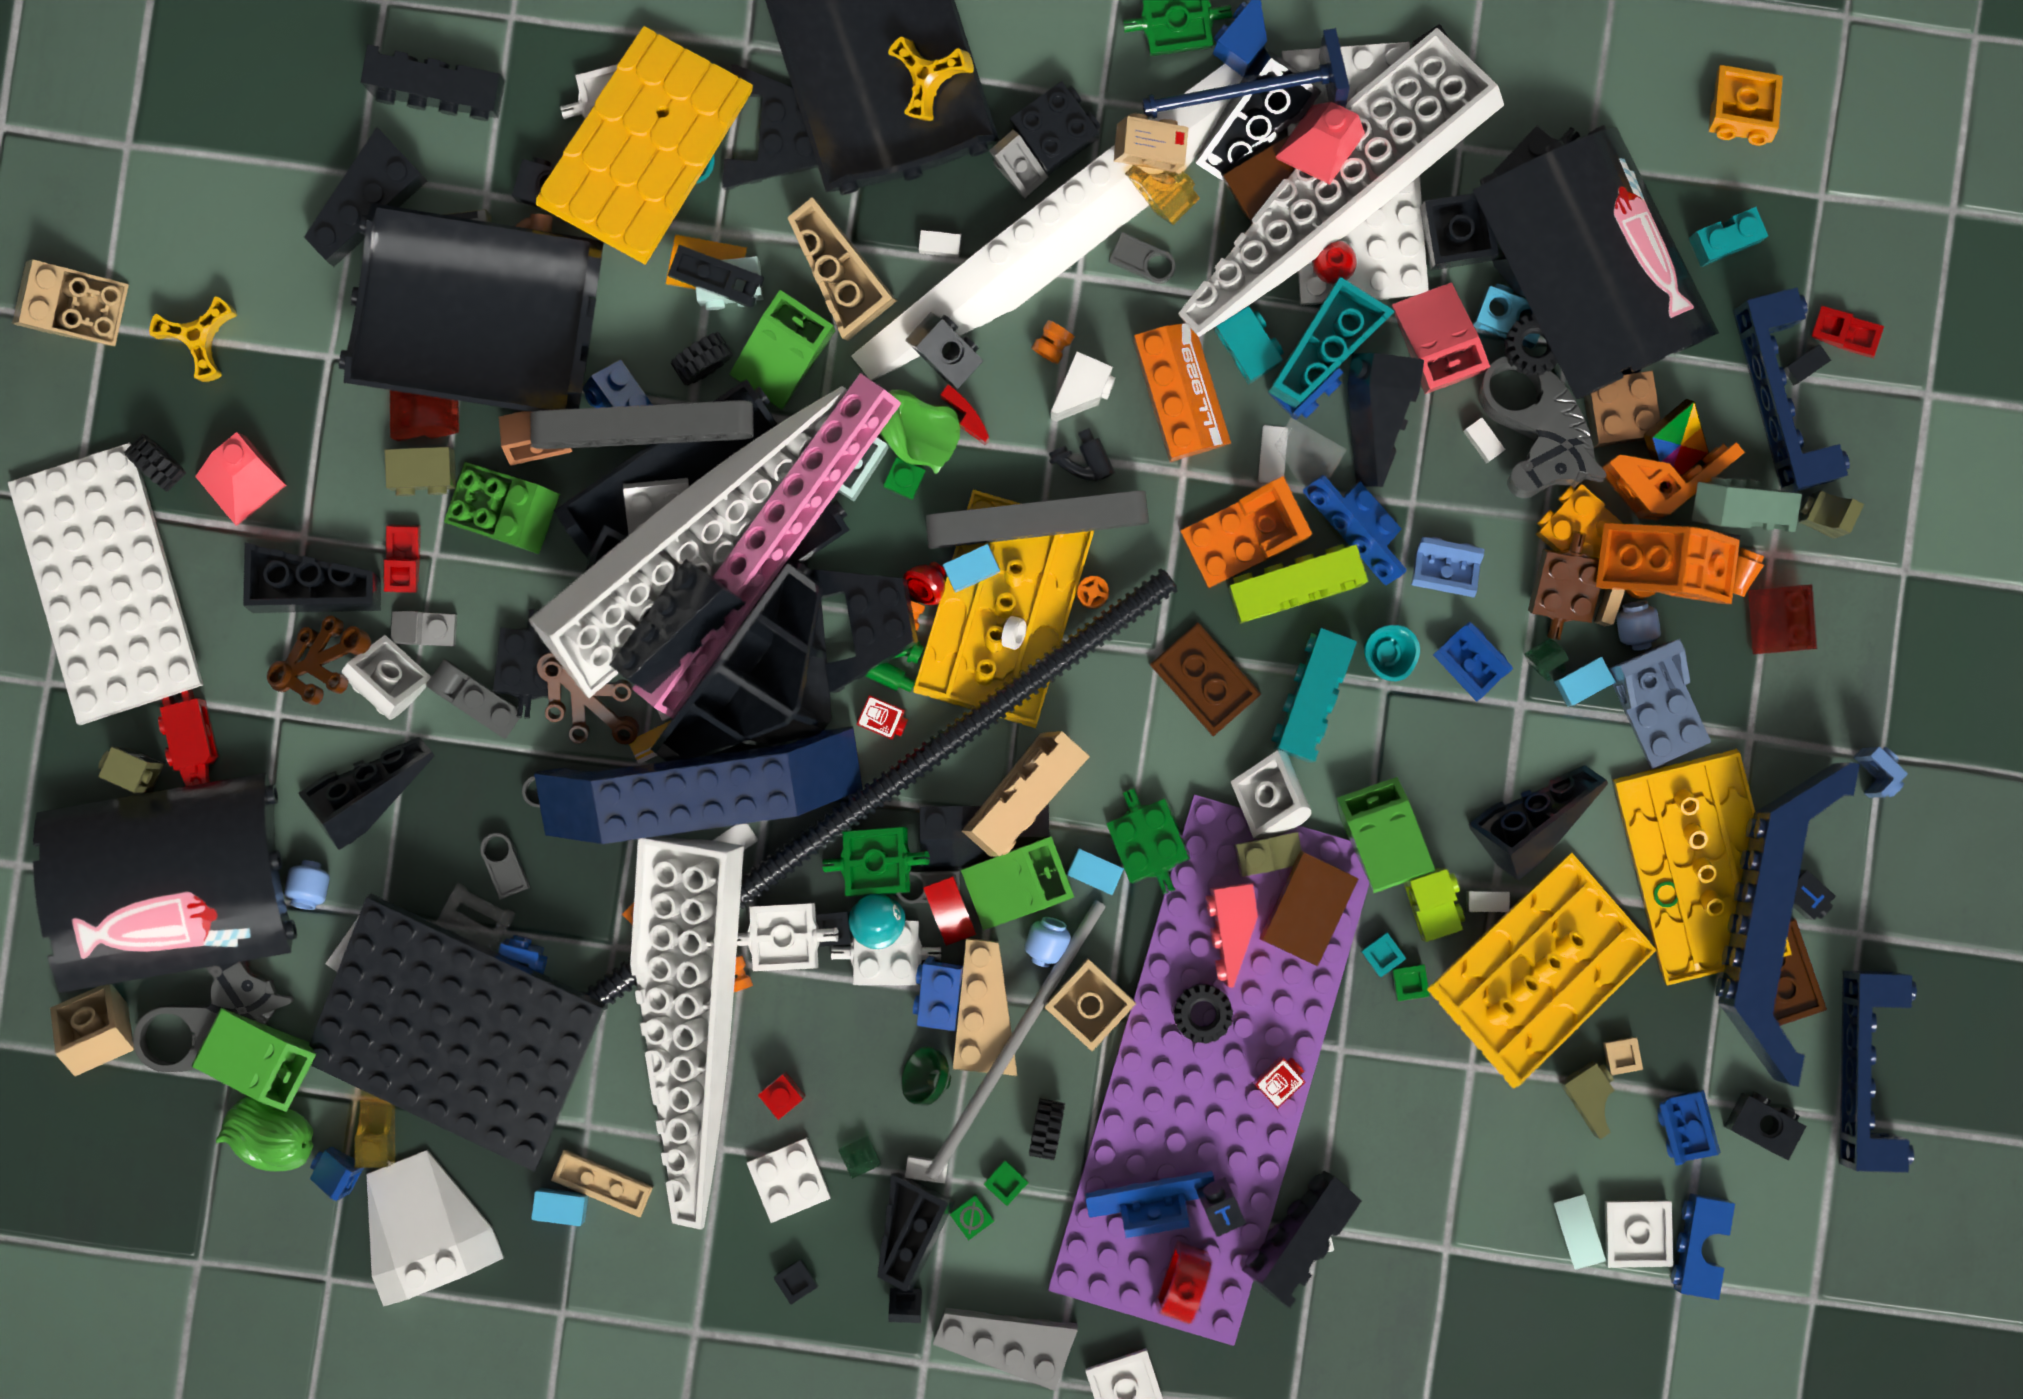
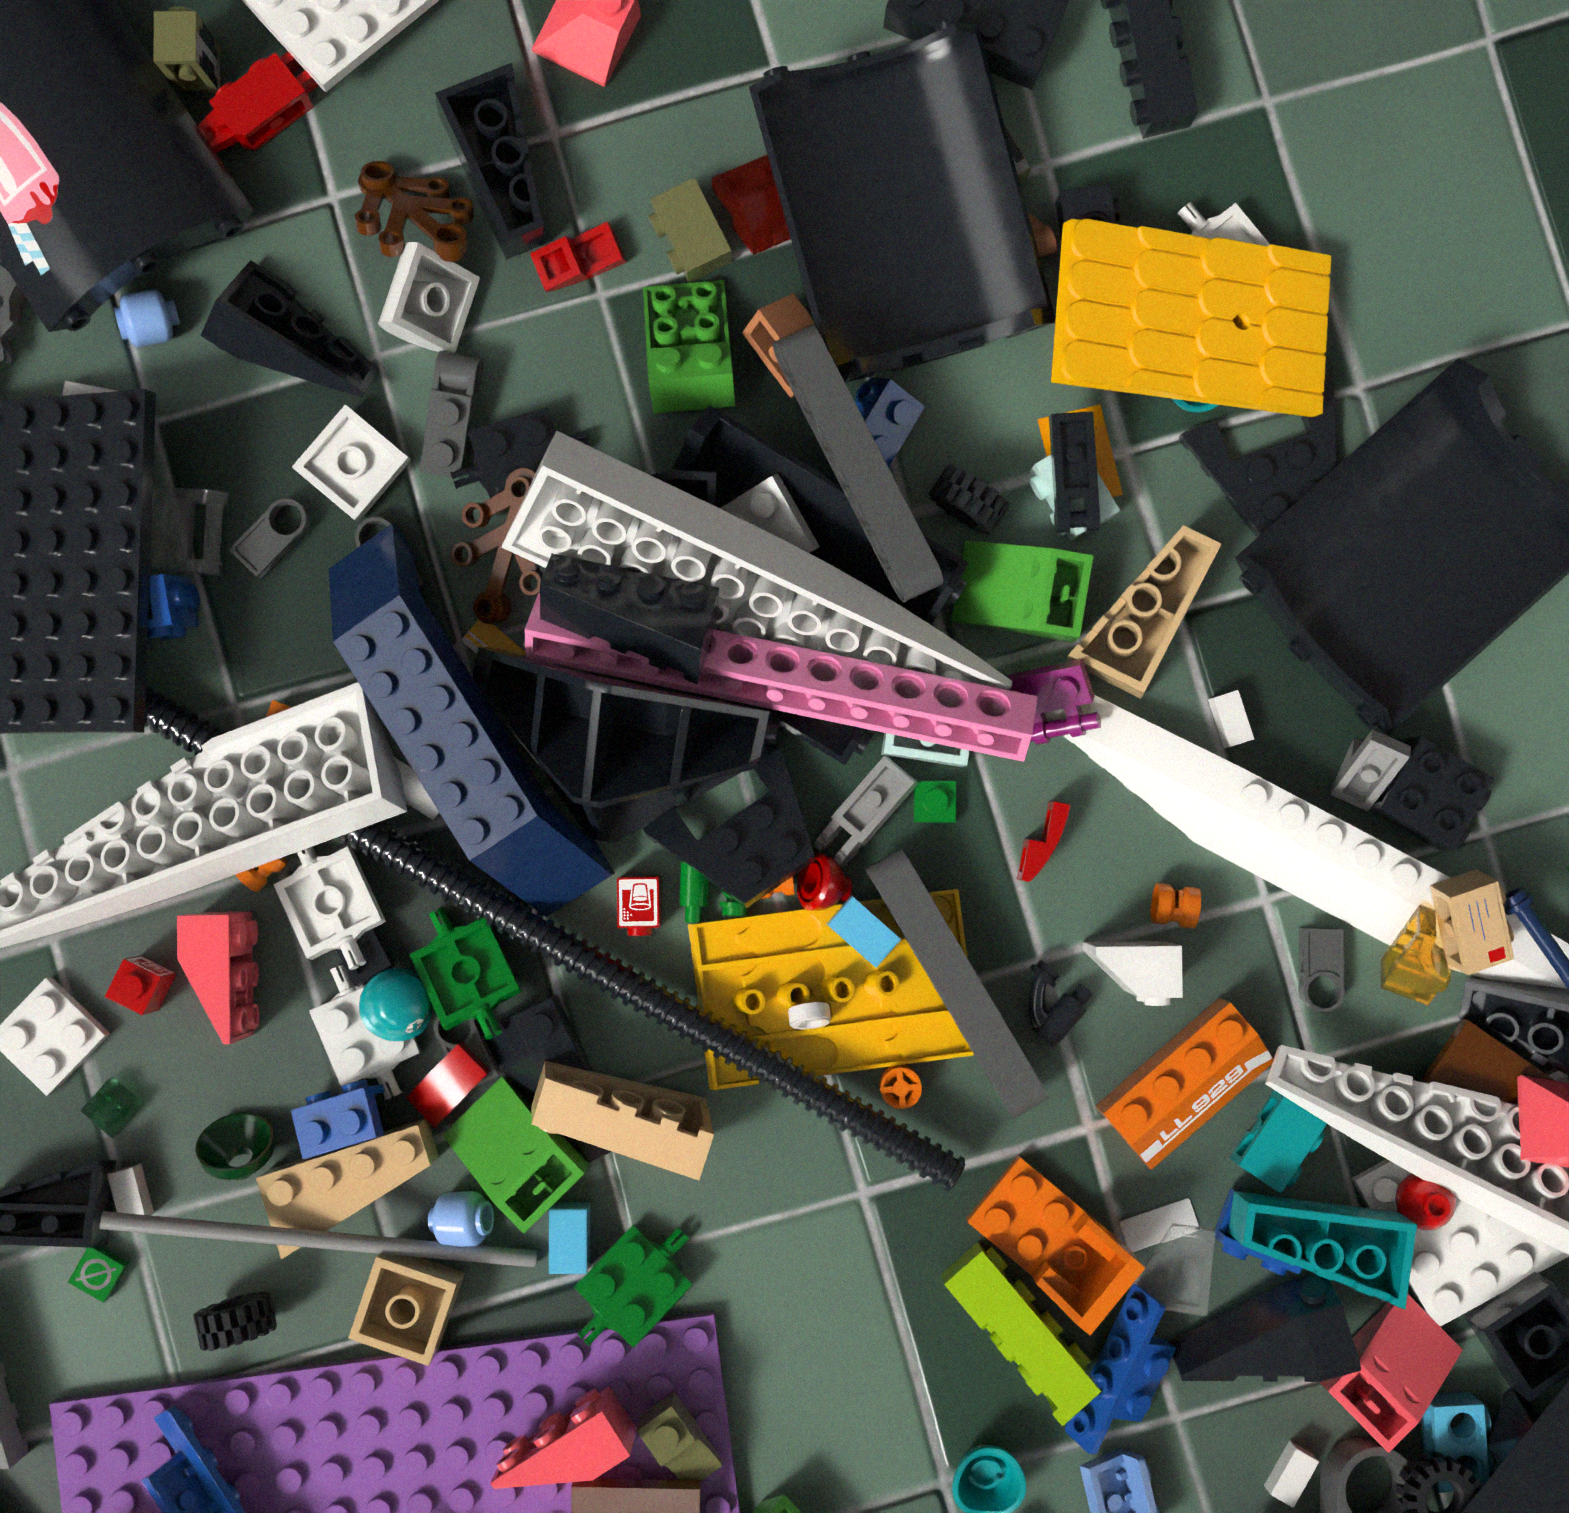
camera: 60 degrees right, 0 degrees up
(423, 628) = (507, 320): light grey slope -> none
(477, 785) = (351, 463): none -> white plate
(785, 1029) = (219, 964): none -> coral slope
(862, 357) = (1058, 688): none -> magenta plate
(887, 528) = (867, 809): none -> light grey hinge
(921, 431) = (999, 799): bright green piece -> none
(928, 74) = (1428, 616): yellow piece -> none
(929, 340) = (1110, 760): brick -> none
(1006, 1182) = (154, 1296): green plate -> none
(1183, 1008) = (440, 1470): black tyre -> none
(1205, 679) = (856, 1265): reddish brown tile -> none
(1271, 796) = (750, 1415): white brick -> none
(1314, 694) = (894, 1409): teal wedge -> none

